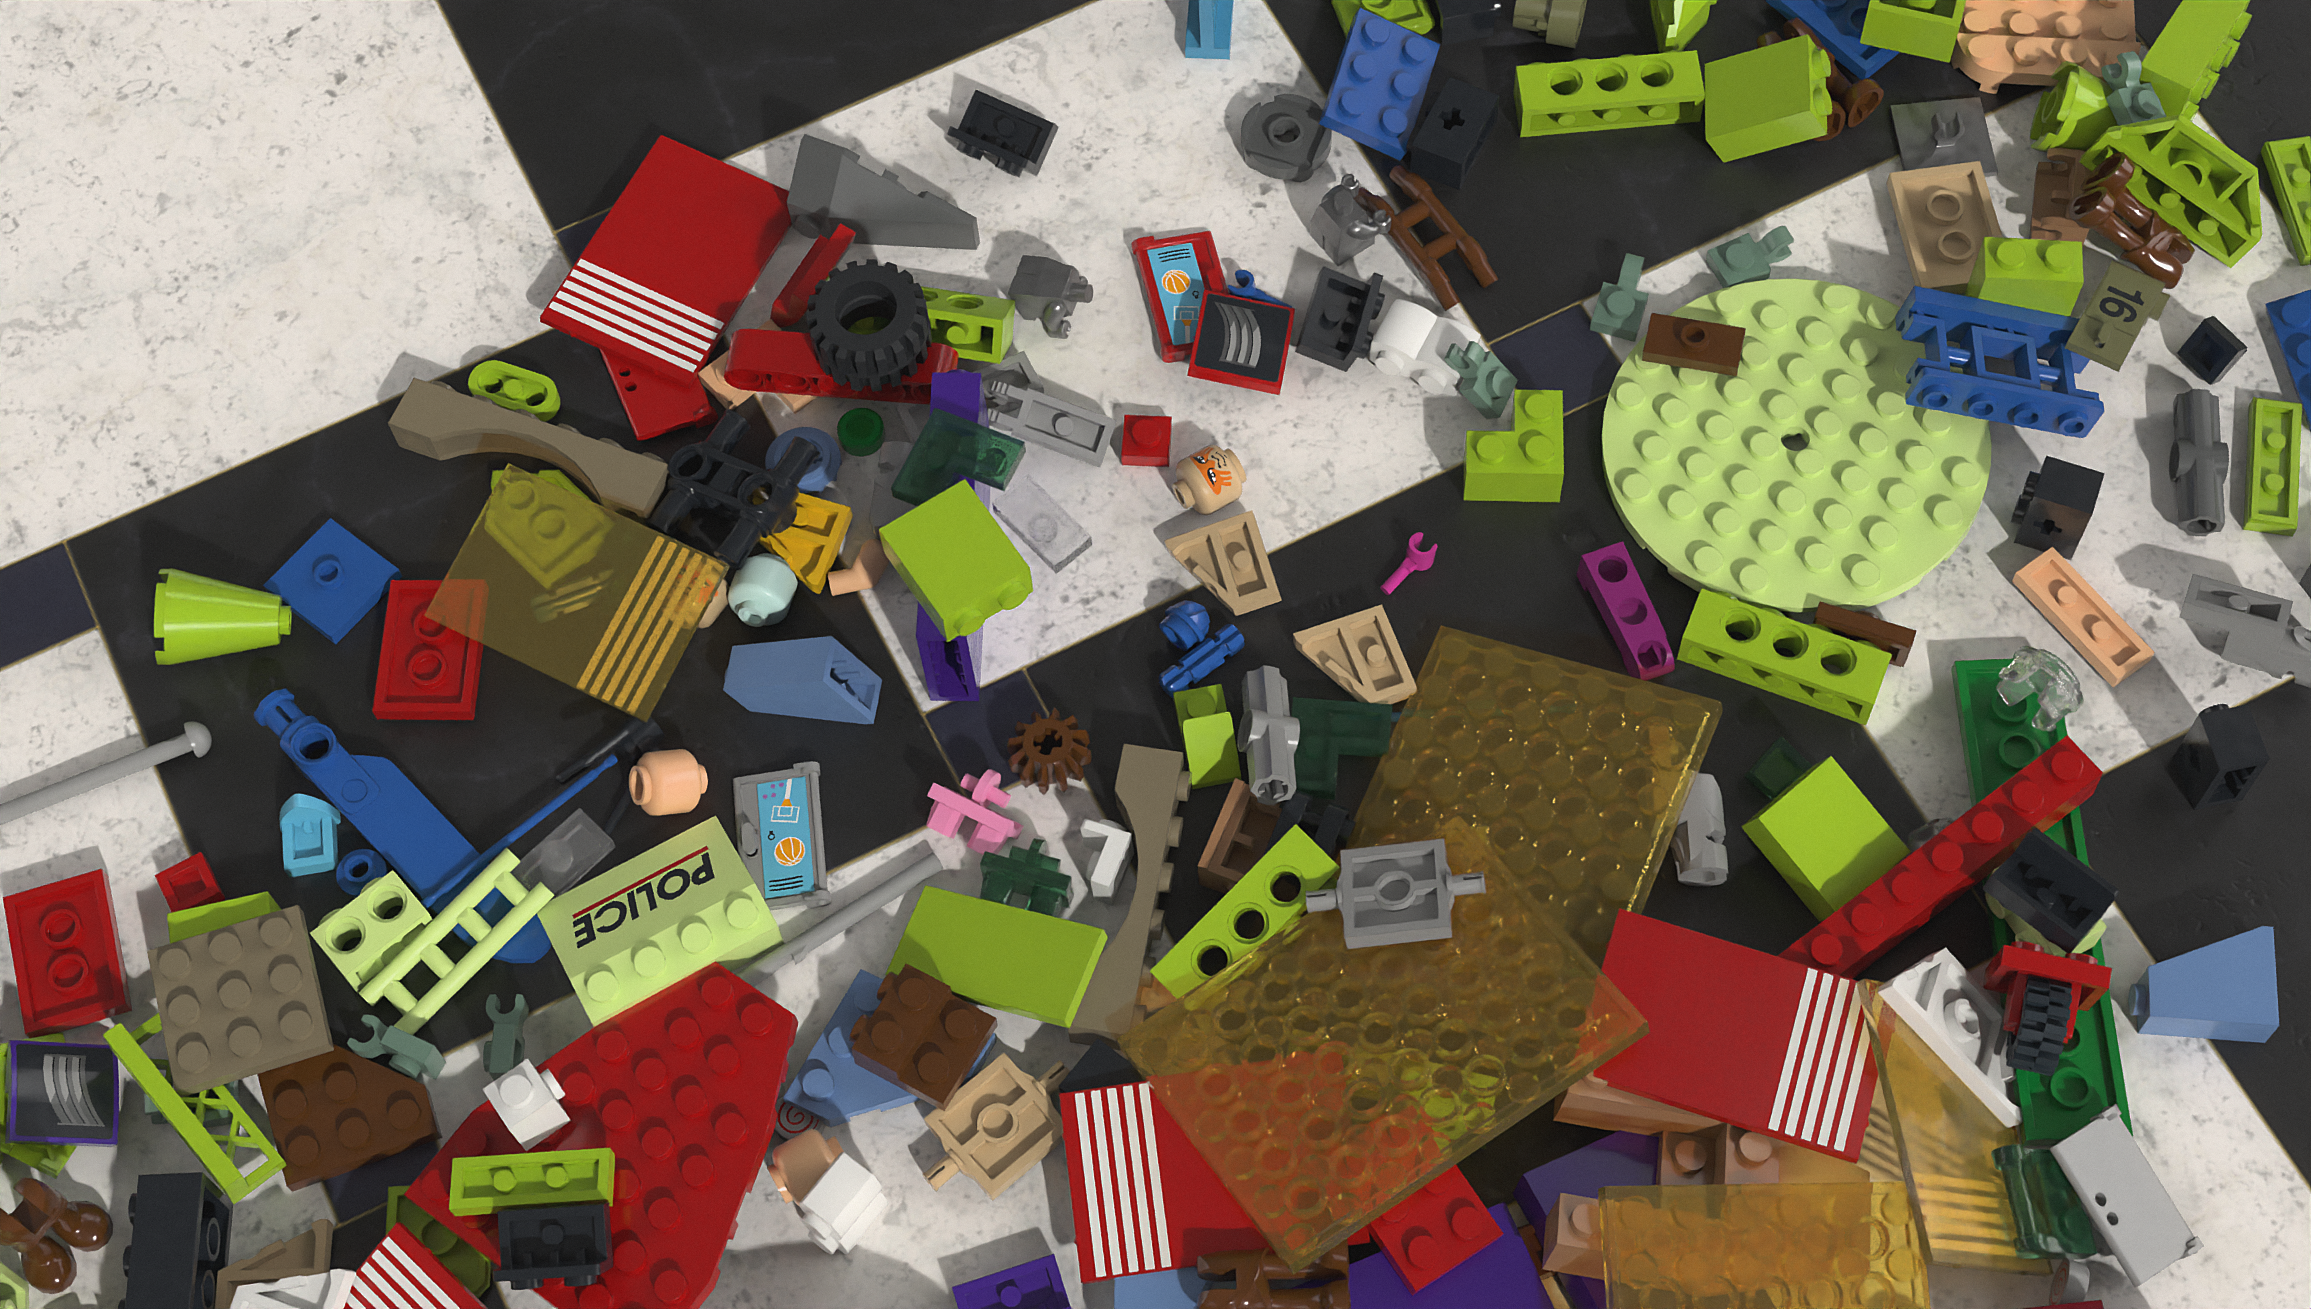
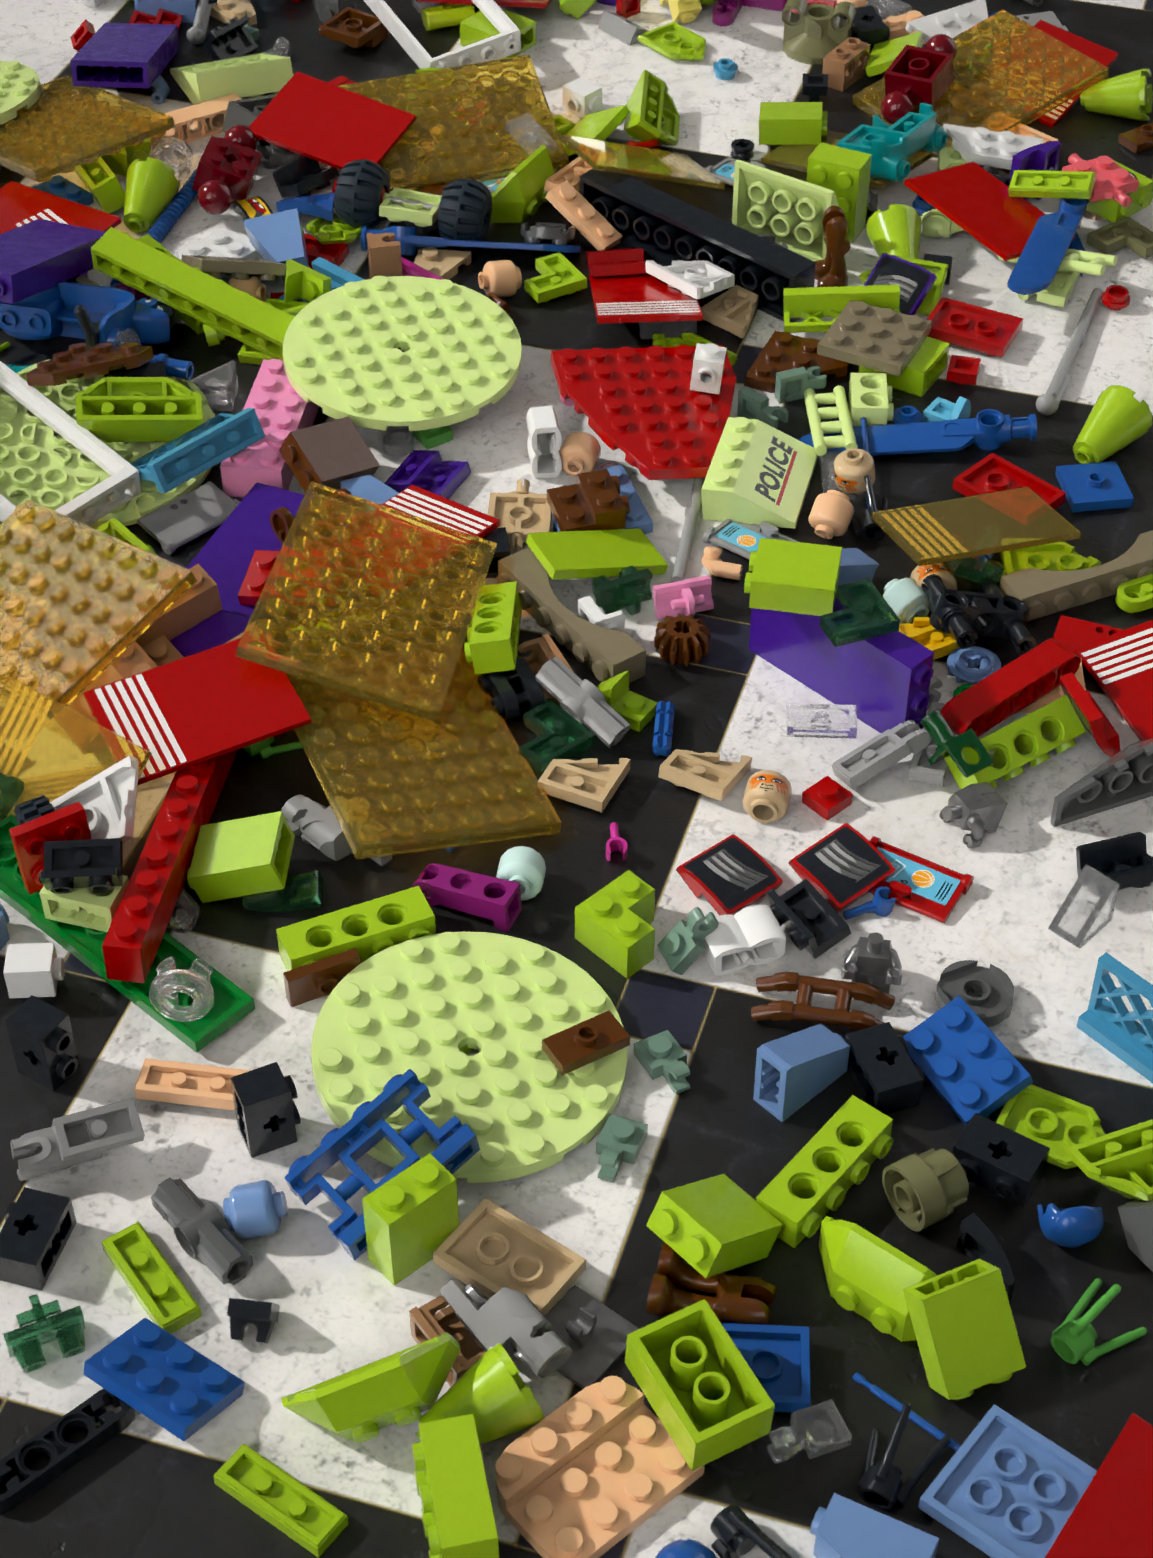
camera: 130 degrees right, 20 degrees down
(531, 1180) = (667, 357): lime plate -> none
(554, 1243) = (630, 341): black bracket -> none
(576, 796) = (851, 468): none -> tan head
(861, 294) = (1008, 676): black tyre -> none
(872, 839) = (718, 567): none -> light nougat arm
(999, 335) = (952, 744): none -> dark green bracket
(1092, 123) = (1086, 907): none -> clear slope
(1185, 624) = (690, 730): blue plate -> none
(1350, 428) = (729, 876): none -> slope
(1395, 893) = (427, 645): light grey plate -> none
(1529, 177) = (798, 1069): none -> medium blue slope
(1551, 591) = (524, 867): none -> light aqua head
(2015, 164) = (511, 1321): none -> light grey plate
(2117, 315) = (337, 1268): olive door -> none
(2130, 99) = (454, 1397): sand green plate -> none
(2136, 438) = (254, 1209): none -> medium blue head
(2150, 241) = (357, 1342): reddish brown piece -> none
(2158, 878) = (32, 970): none -> white brick

